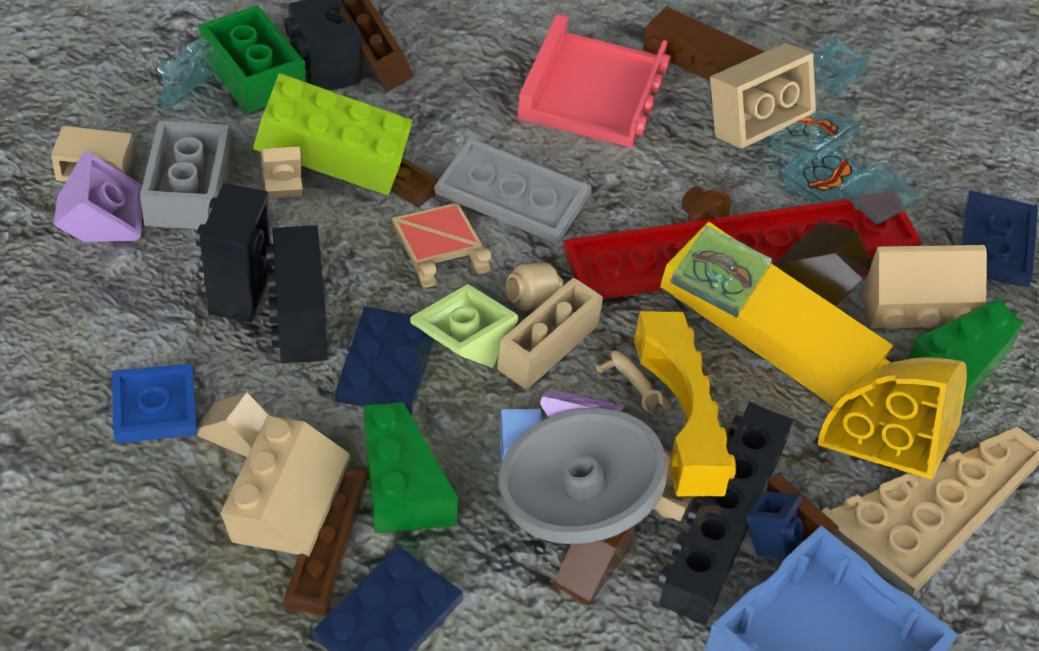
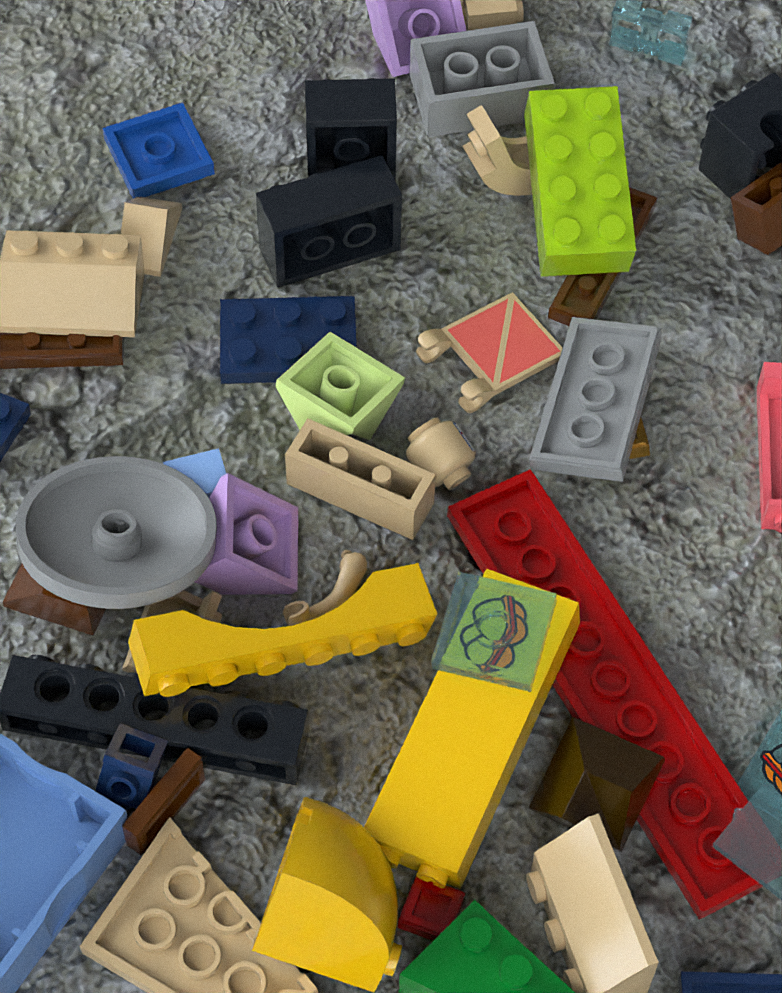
camera: 80 degrees right, 10 degrees up
(250, 56) = (693, 75): green brick -> none
(403, 474) = (120, 377): green wedge -> none
(706, 204) = (659, 621): reddish brown piece -> none

